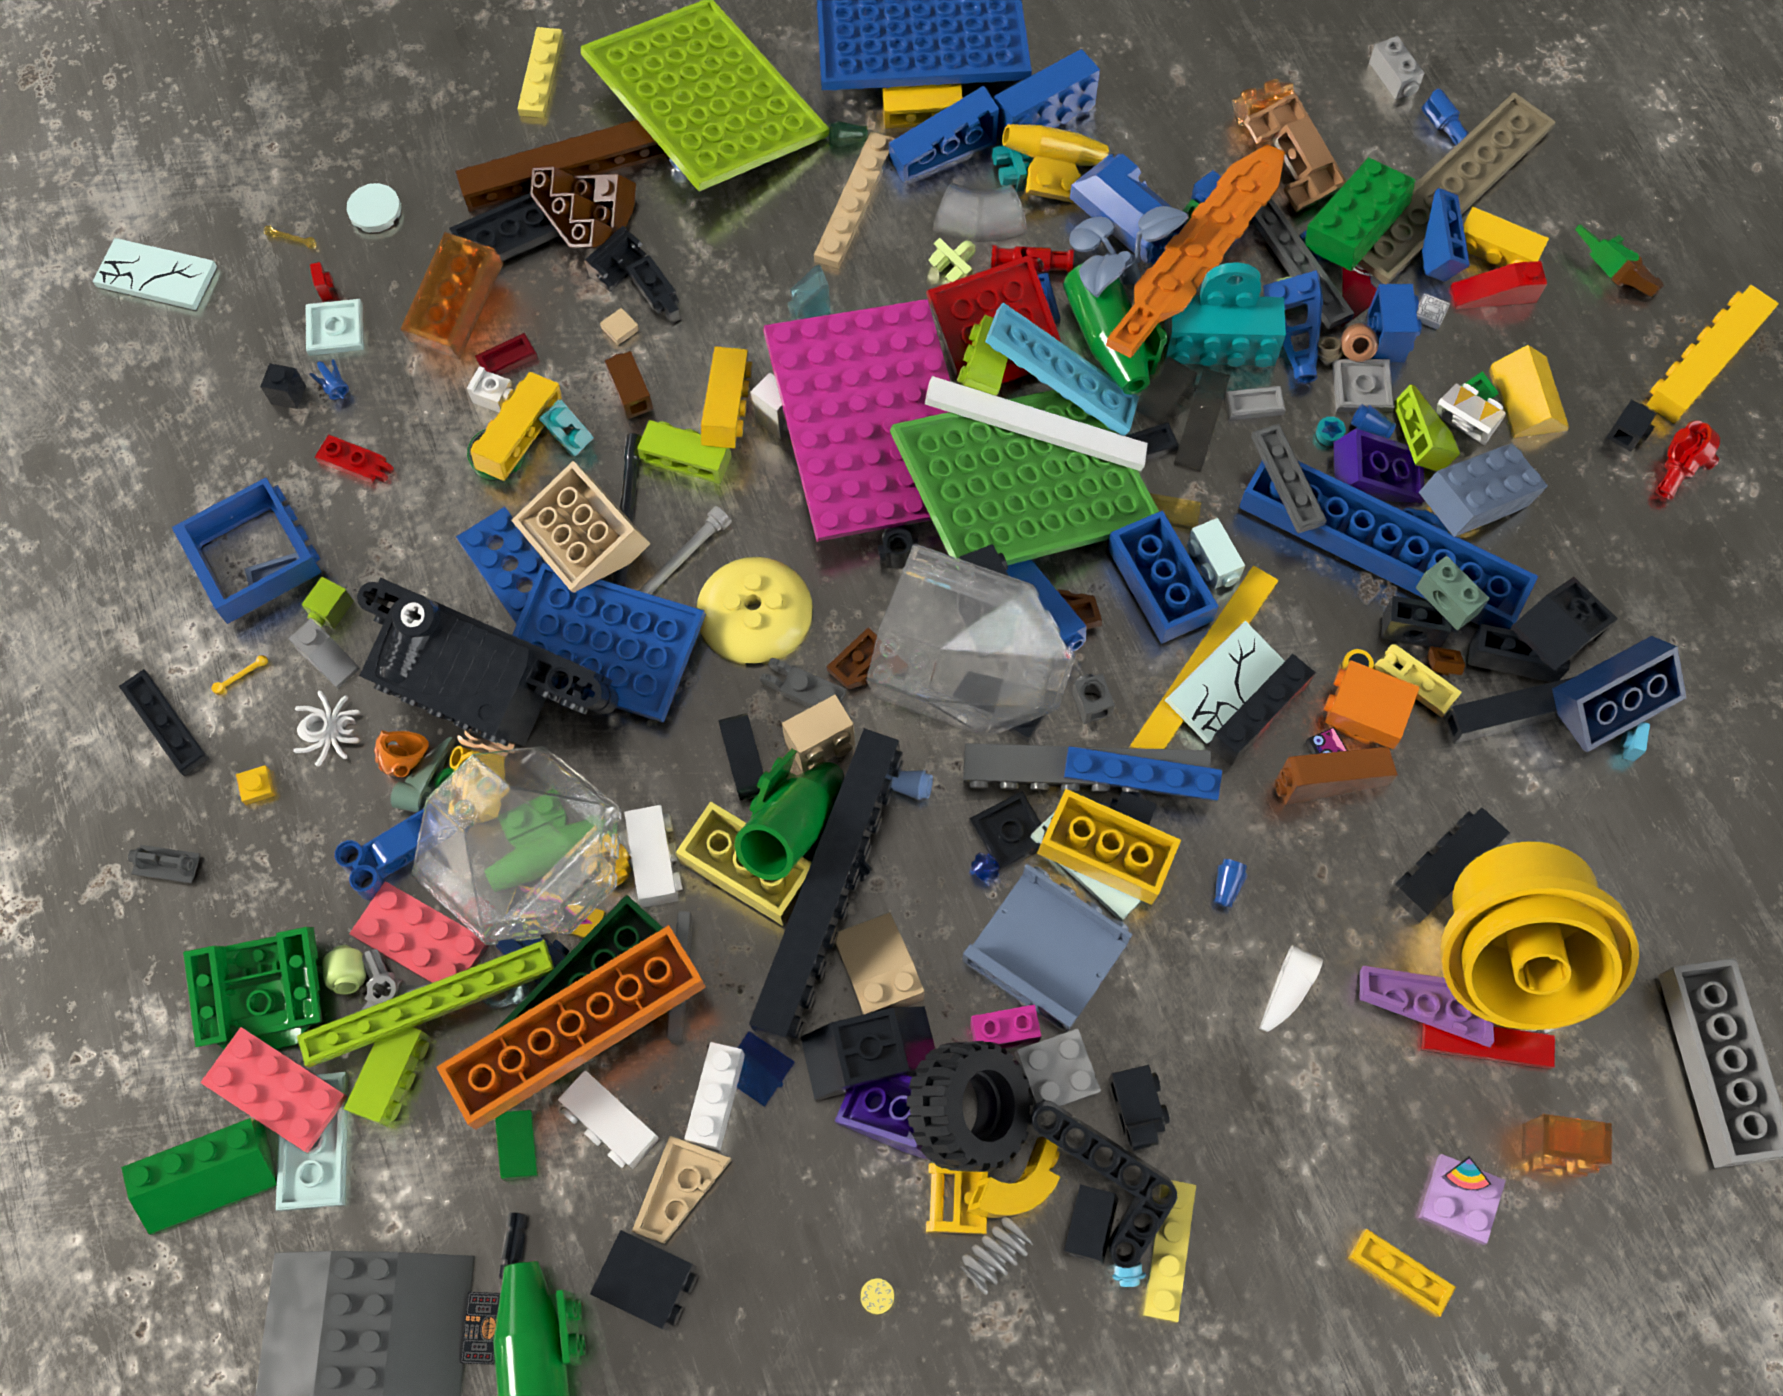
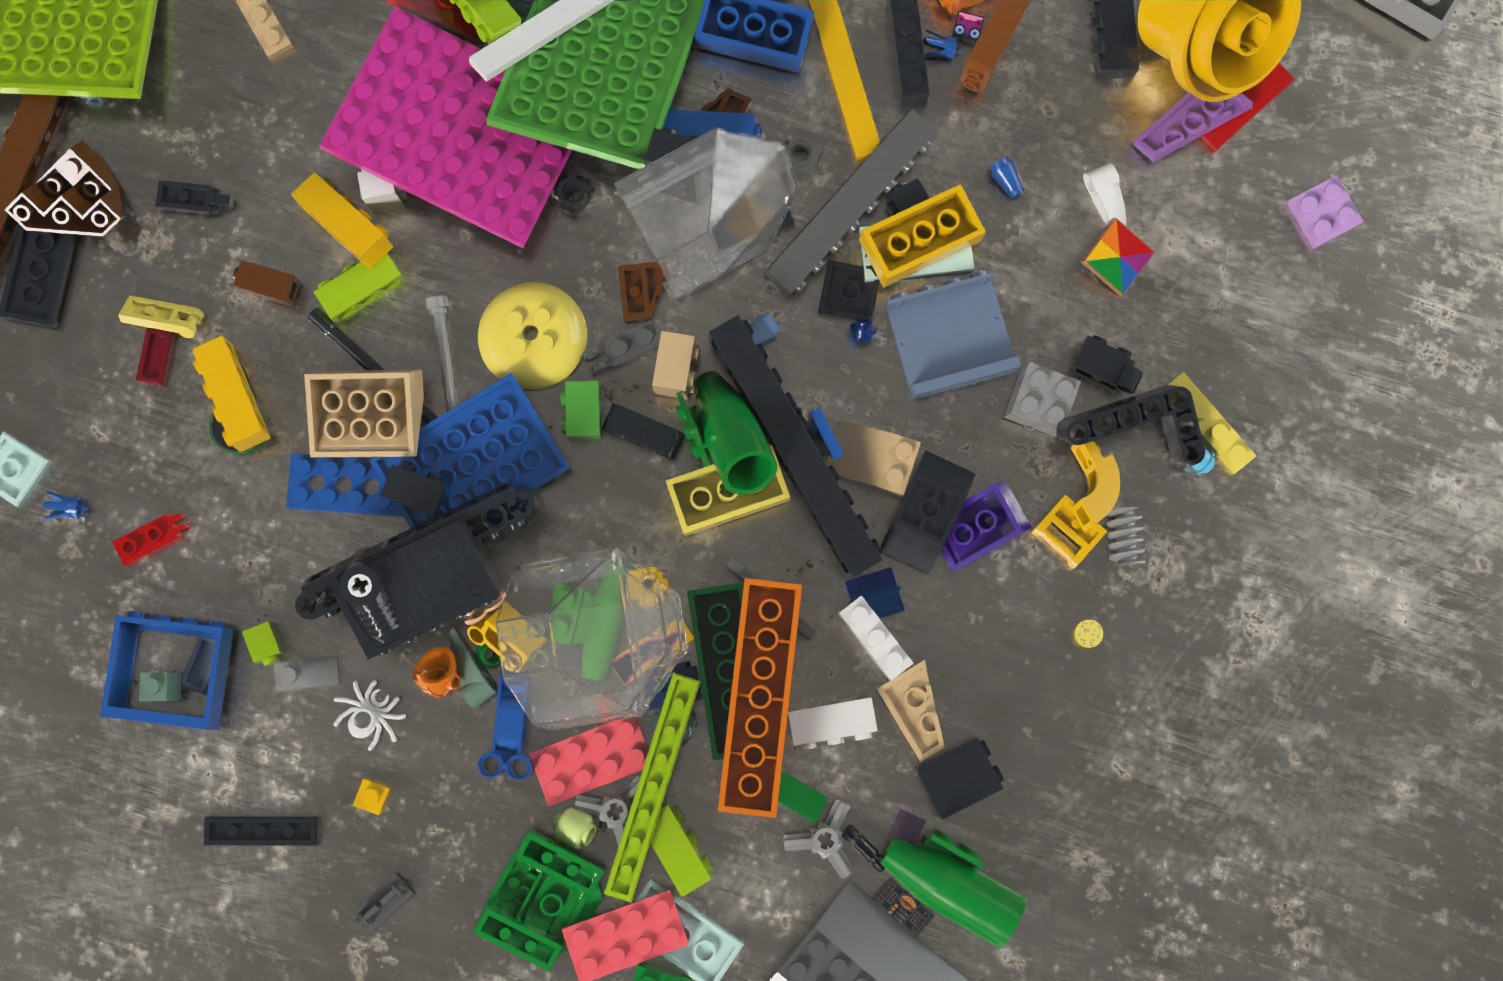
camera: 50 degrees left, 15 degrees up
(219, 688) = (266, 771): yellow hinge -> none
(229, 552) = (160, 687): none -> sand green brick
(283, 386) = (38, 546): black brick -> none
(452, 295) = (69, 358): clear orange brick -> none
(482, 1193) = (810, 839): none -> light grey bush
(489, 389) = (189, 394): white brick -> none
(541, 334) = (161, 315): none -> light yellow plate
(543, 612) = (415, 489): none -> black brick
(560, 417) = (256, 355): teal hips -> none
(562, 1270) = (907, 826): none -> clear purple tile
(609, 261) = (139, 212): black hinge -> none
(619, 326) = (203, 251): tan tile -> none
(653, 856) = (666, 551): white brick -> none
(721, 694) = (583, 410): none -> bright green brick
(810, 296) = (308, 89): clear light blue slope -> none
(865, 894) = (821, 430): none -> blue wing
(938, 1106) = (1025, 474): black tyre -> none
(1007, 1027) = (986, 409): dark pink brick -> none
(1091, 1224) = (1155, 459): black hinge -> none
(1143, 773) = (890, 169): blue plate -> none
(1224, 681) = (866, 54): light aqua tile -> none
(1246, 1036) = (1117, 256): none -> tile
(1296, 739) = (947, 44): none -> blue piece
(1402, 1272) = (1337, 290): yellow tile -> none
(1466, 1176) = (1317, 197): tile -> none
(1566, 1144) = (1350, 118): clear orange brick -> none

